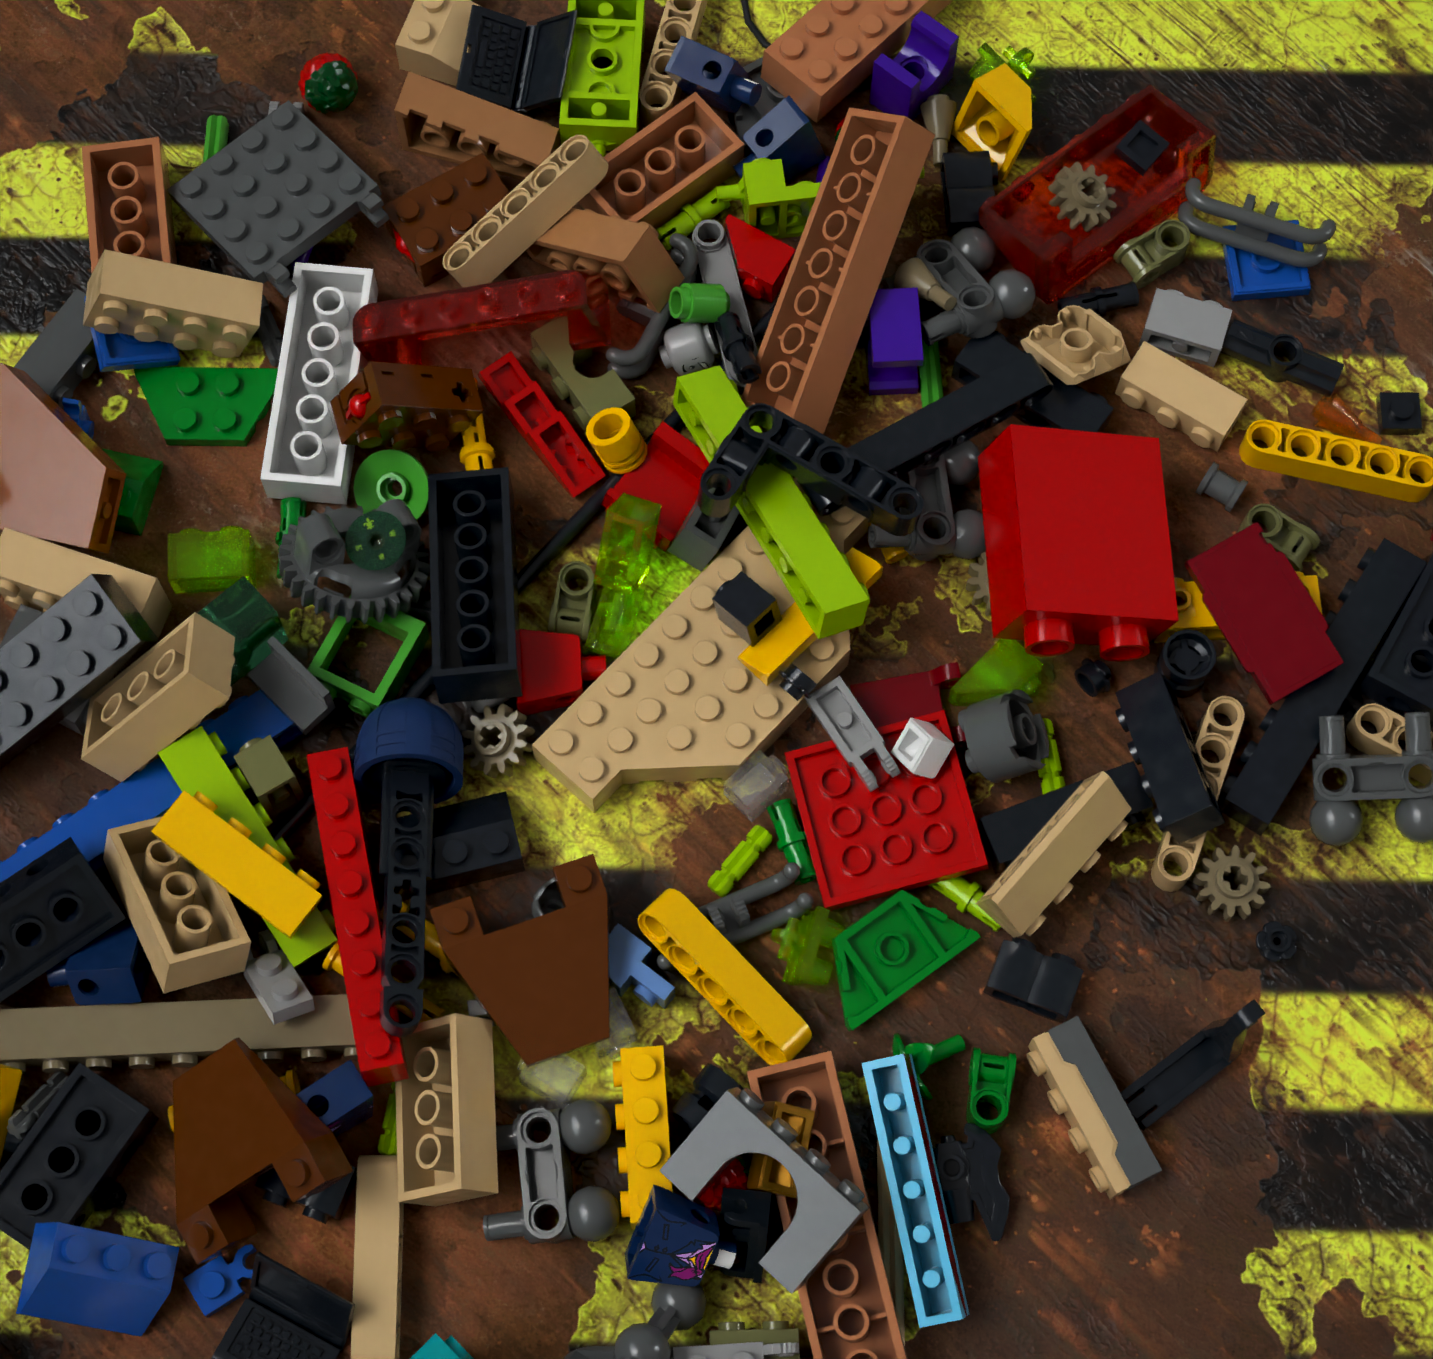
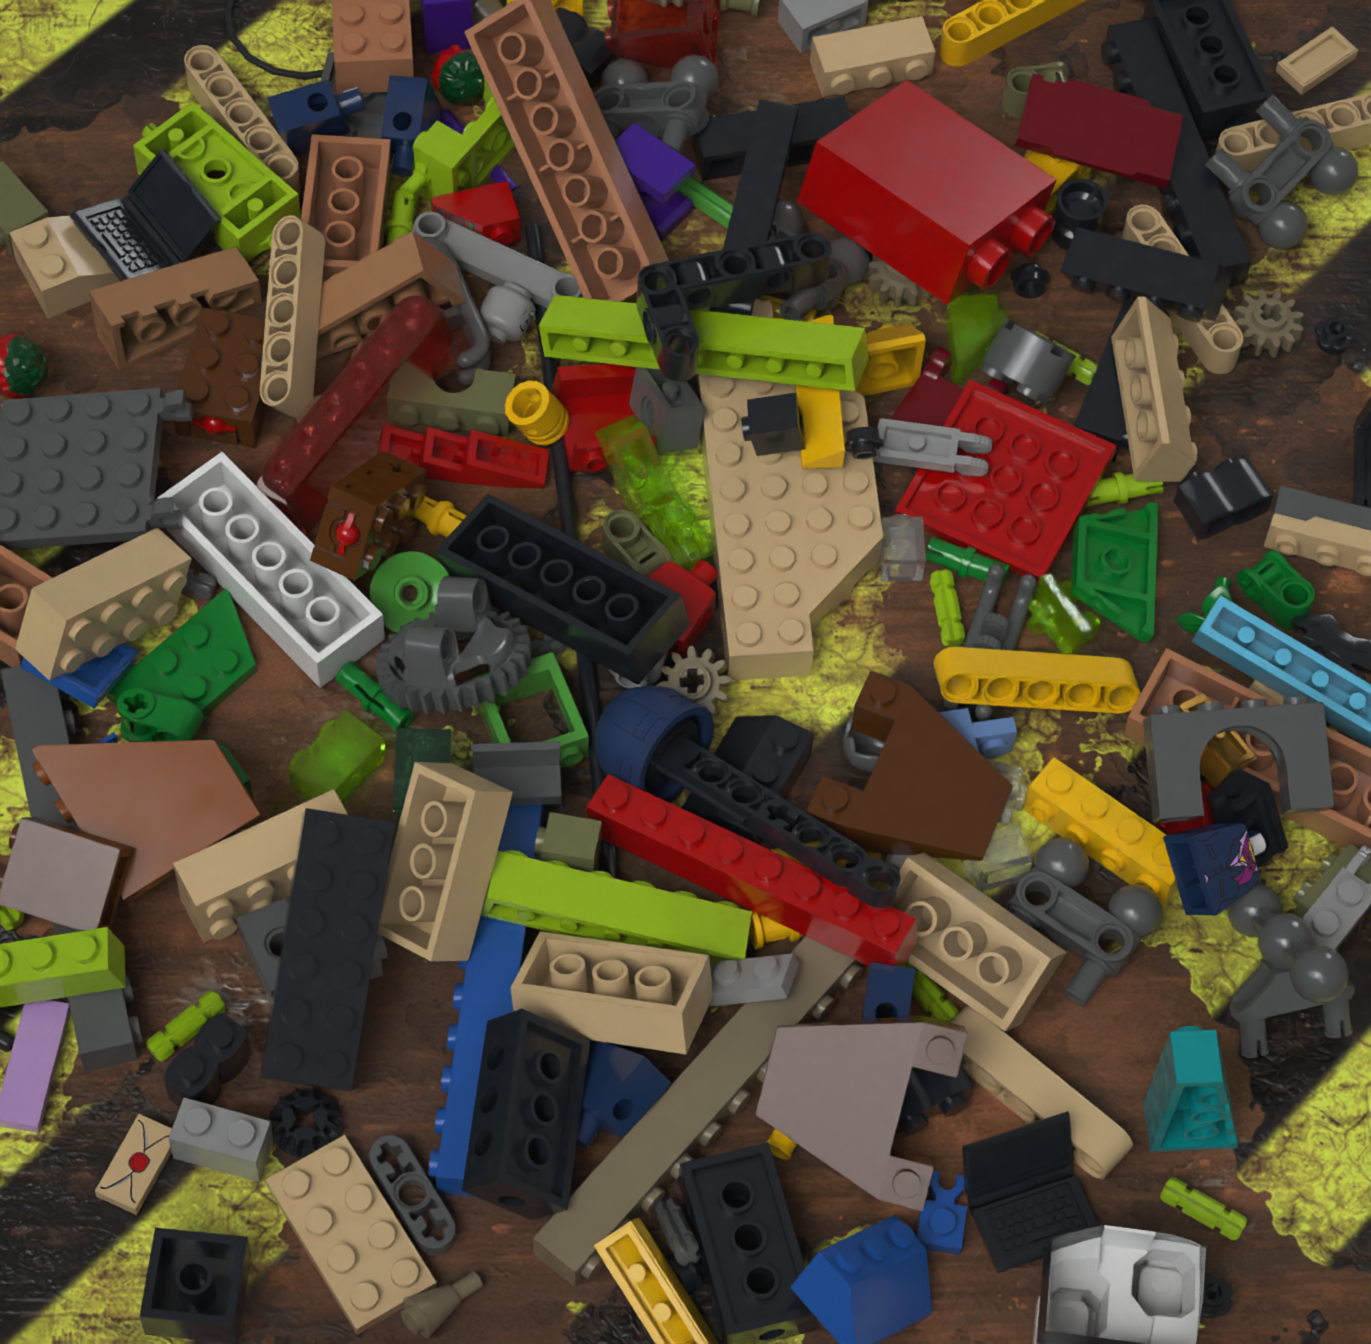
camera: 50 degrees left, 10 degrees down
(135, 419) = (159, 720): none -> green piece
(237, 863) = (638, 911): yellow brick -> none
(375, 540) = (469, 612): clear green piece -> none
(698, 302) = (487, 269): bright green brick -> none
(708, 1086) = (1122, 767): black wheel -> none
(738, 348) = (552, 273): black pin -> none
(905, 632) = (893, 360): none -> yellow slope
(916, 274) = (622, 118): dark tan cone -> none
(922, 748) = (988, 412): white slope -> none
(1077, 346) = (775, 73): tan slope -> none
(1105, 299) = (745, 45): black pin -> none
(1221, 487) = (966, 89): dark grey bush -> none

